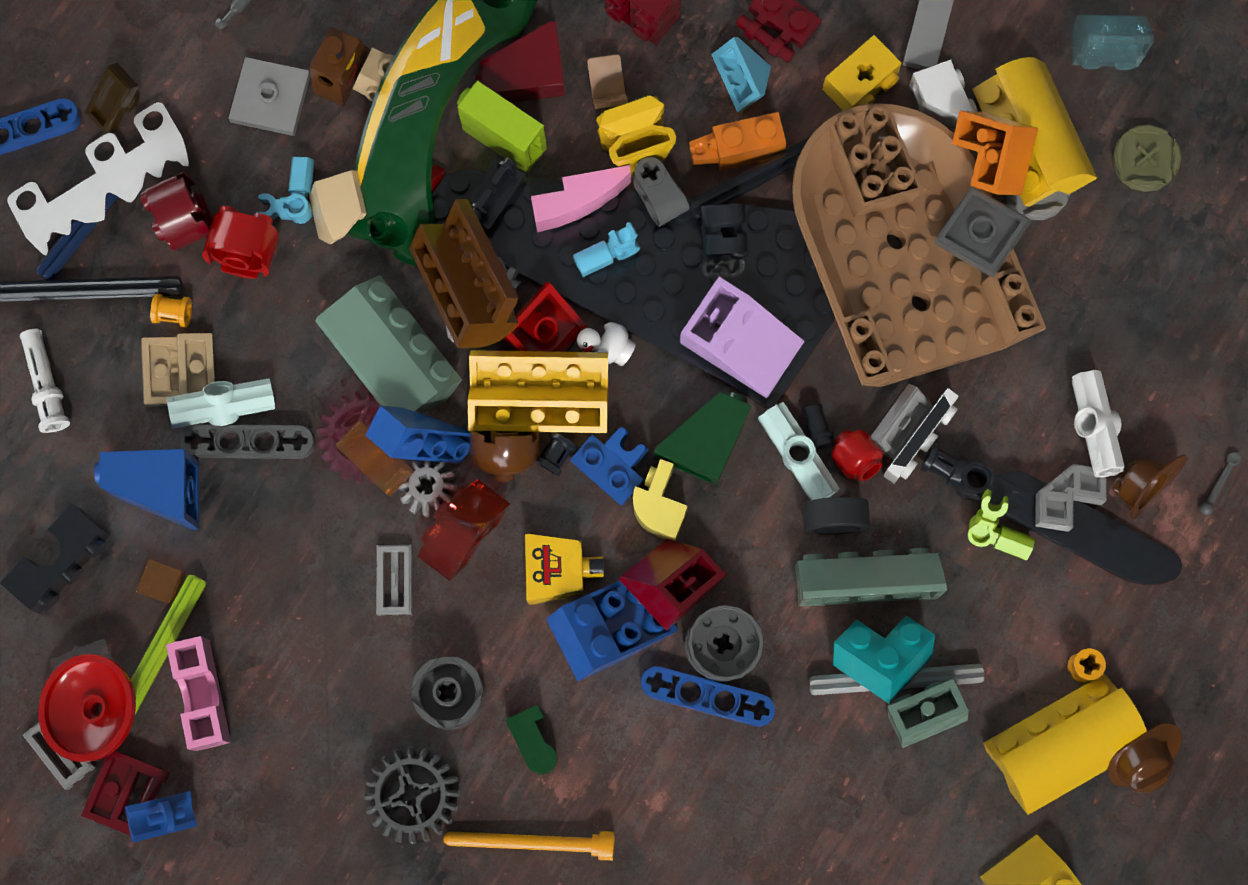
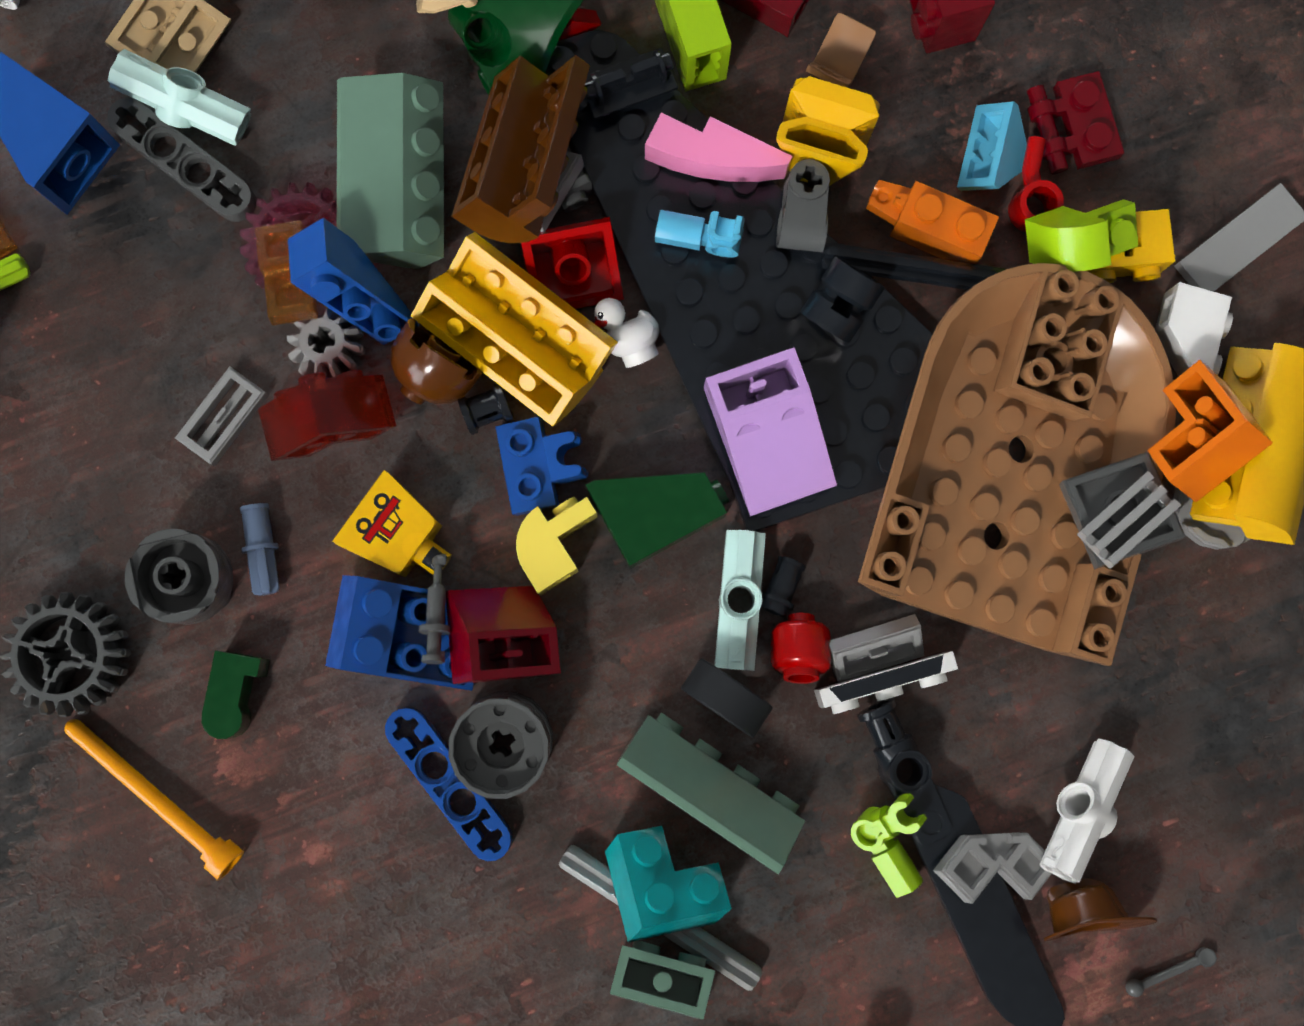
camera: 30 degrees right, 5 degrees up
(482, 642) = (260, 549): none -> sand blue axle
(629, 602) = (435, 615): none -> dark grey piece
(797, 77) = (1044, 190): none -> red piece
(837, 90) = (1081, 238): none -> lime brick
(994, 207) = (1156, 495): none -> light grey tile

